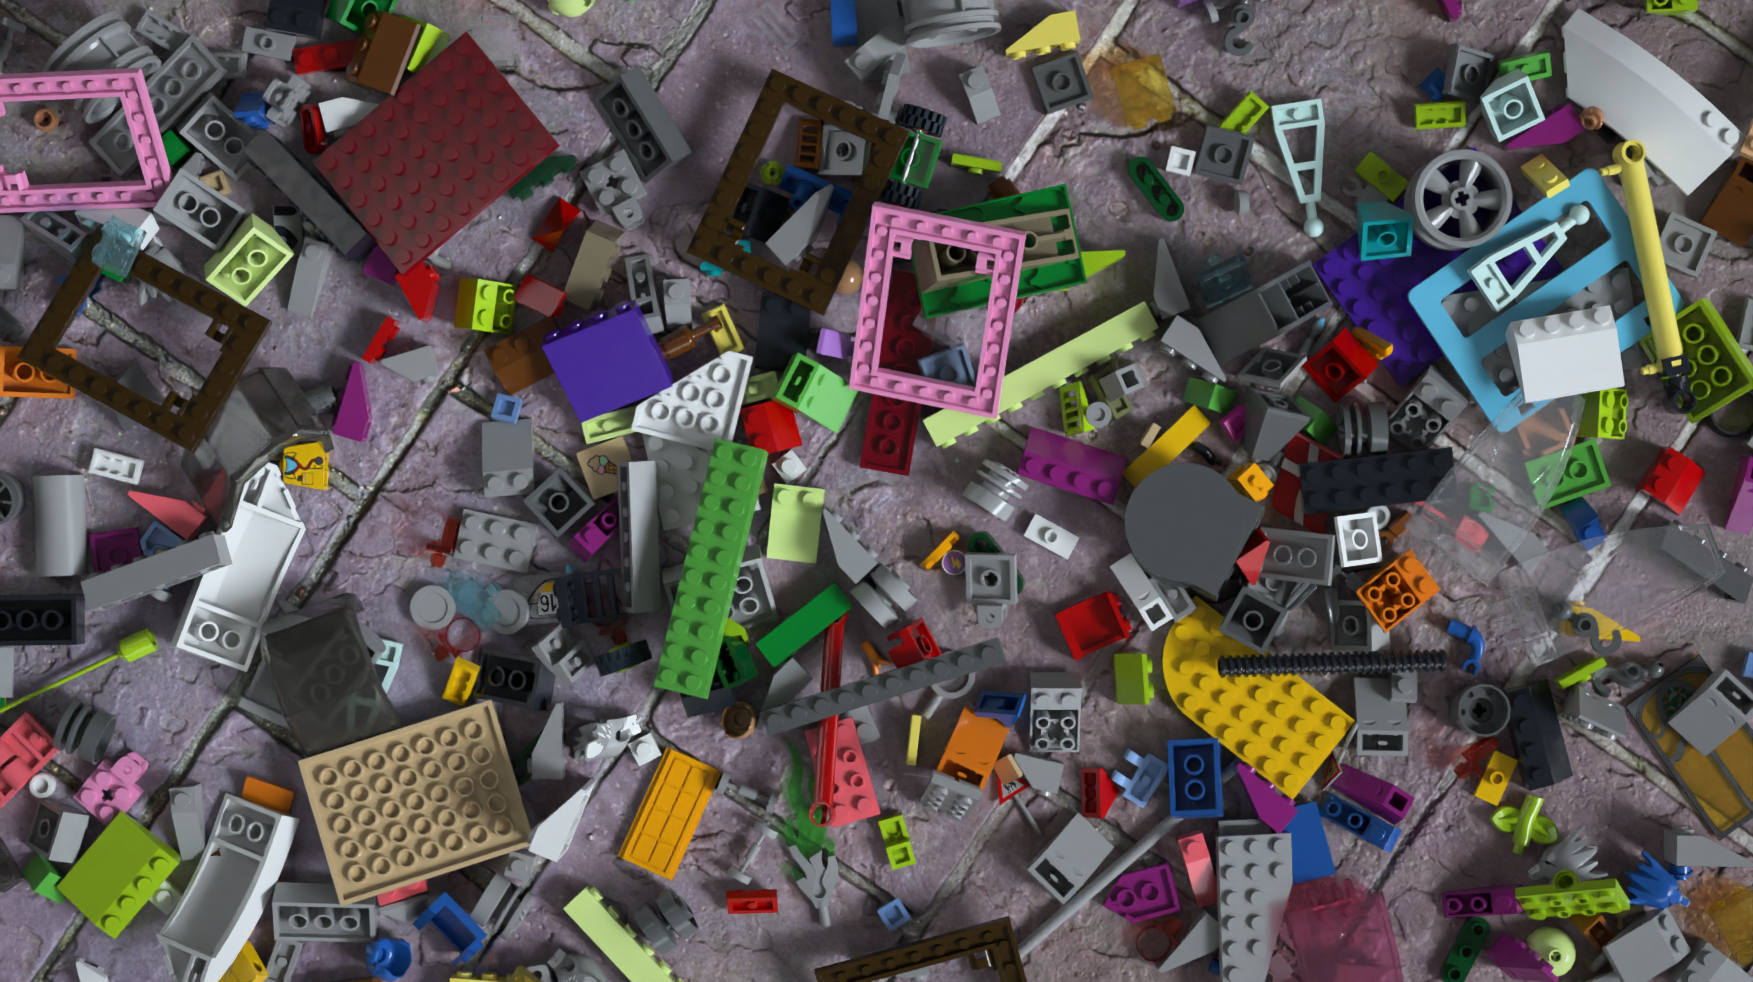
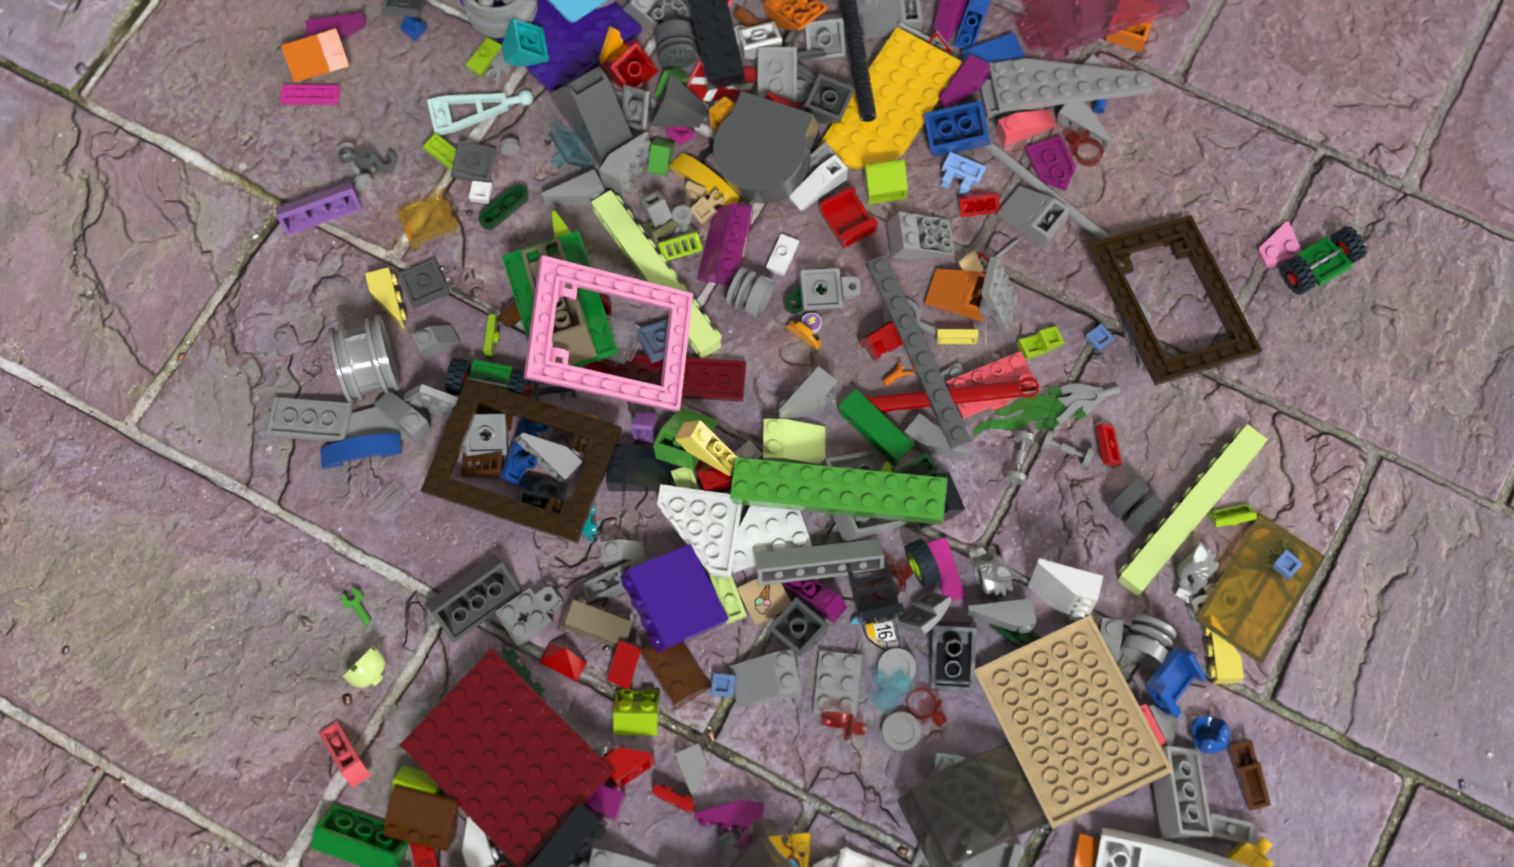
camera: 90 degrees left, 20 degrees down
(461, 681) = (962, 698): yellow plate -> none
(619, 684) = (950, 581): none -> dark pink tile
(644, 749) = (997, 543): white plate -> none
(669, 813) = (1047, 519): light orange piece -> none
(684, 339) = (650, 545): reddish brown piece -> none
(727, 337) = (641, 518): light yellow tile -> none
(739, 720) = (962, 469): medium nougat hair -> none
(772, 166) = (508, 486): lime plate -> none
(783, 416) = (705, 445): none -> light yellow slope
(889, 590) = (845, 366): light grey wheel -> none
(1000, 705) = (920, 272): blue slope -> none
(1041, 772) = (970, 239): light grey slope -> none
(1123, 446) = (705, 208): none -> tan plate
(1440, 114) = (435, 21): lime plate -> none

